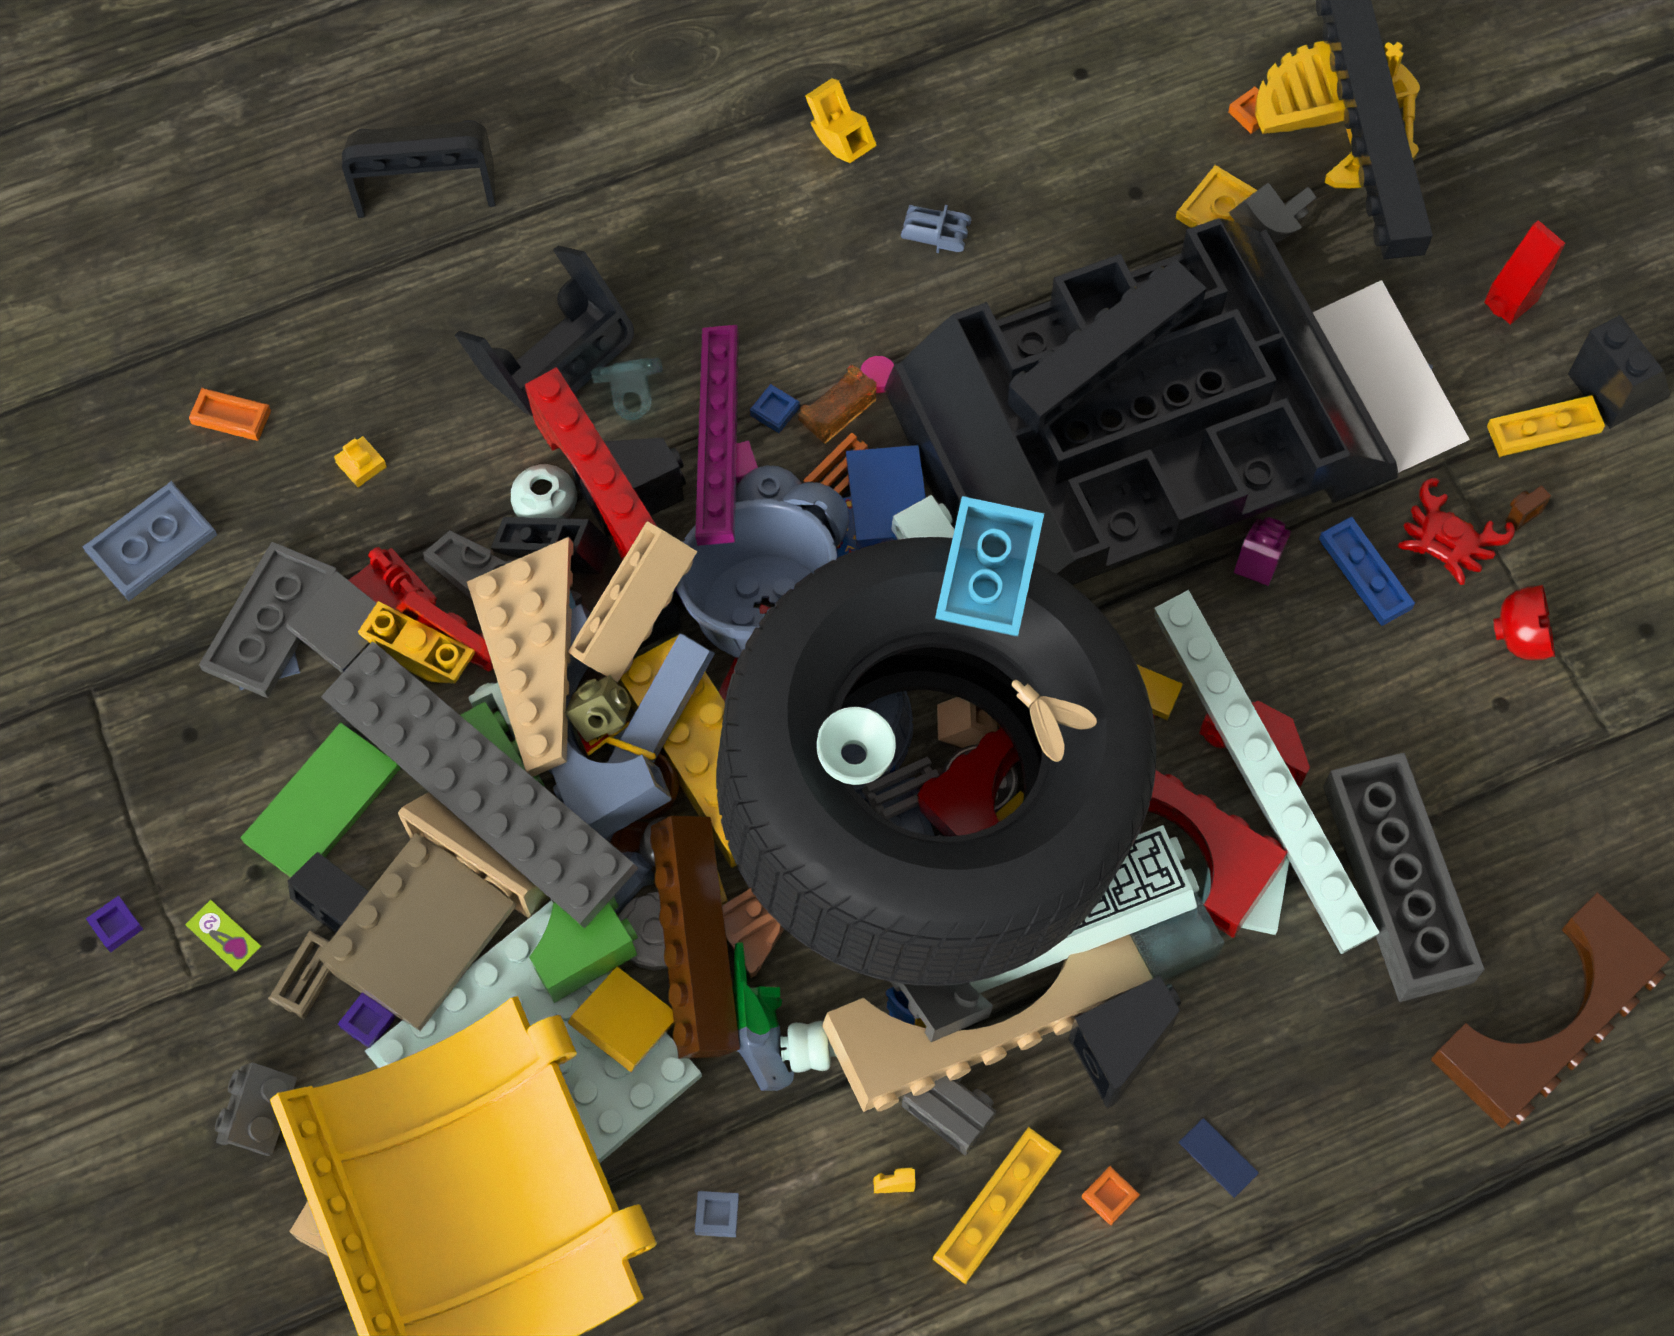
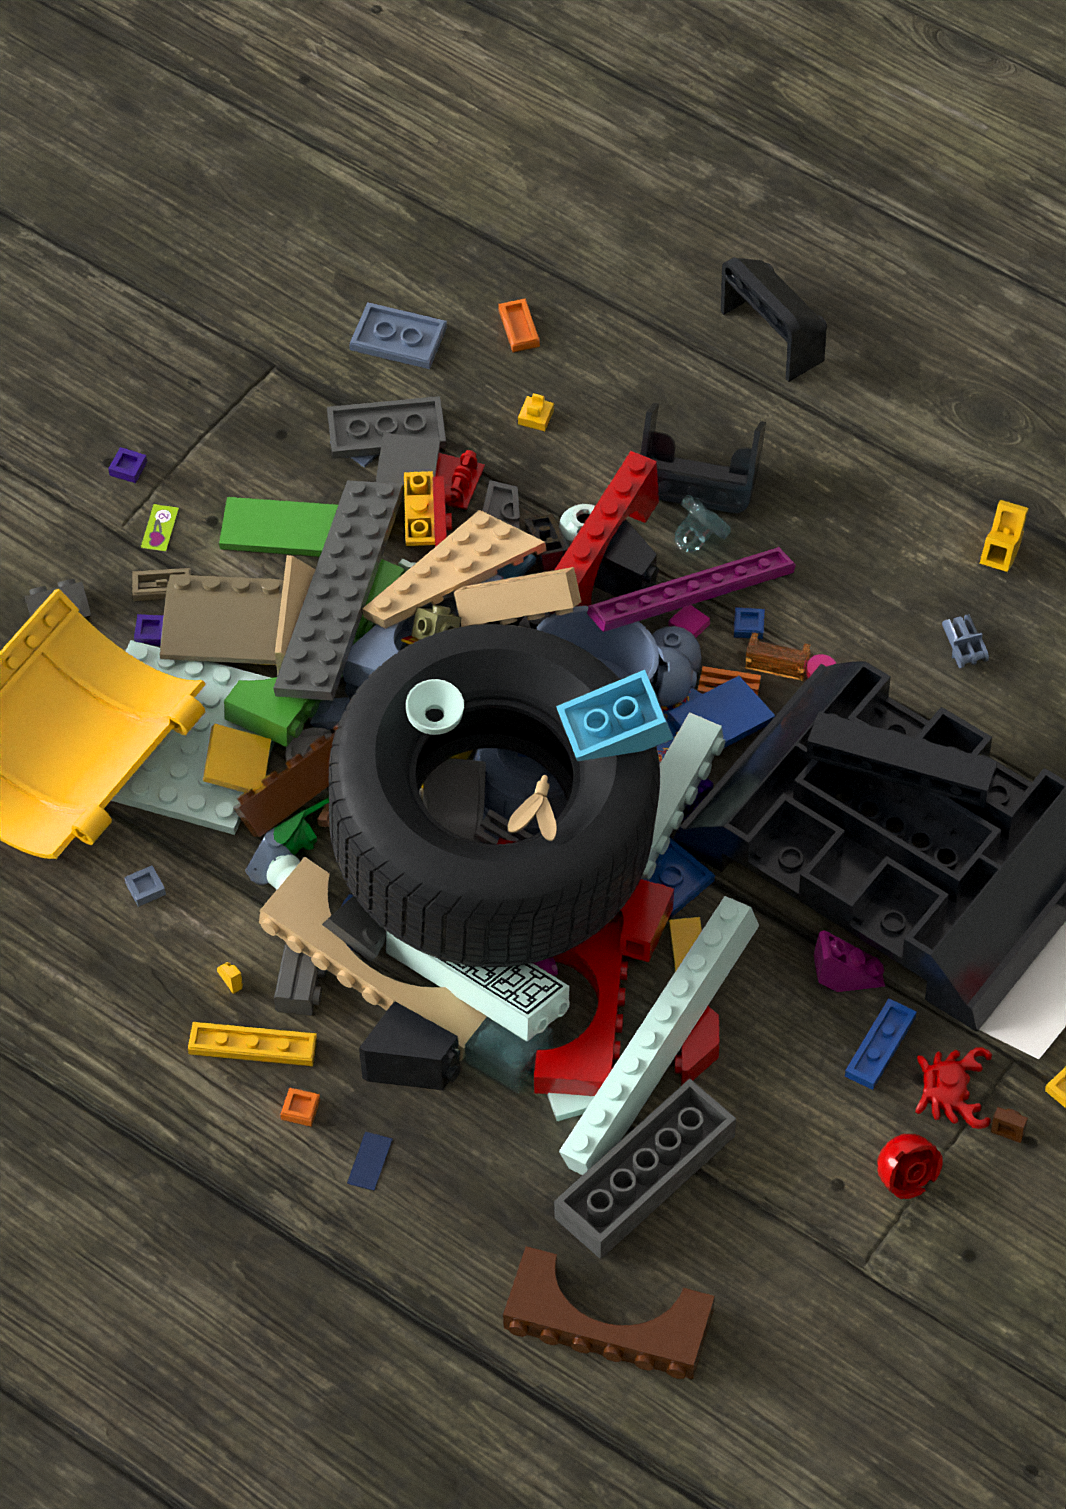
camera: 60 degrees right, 10 degrees down
(325, 892) = (221, 555): black hinge -> none

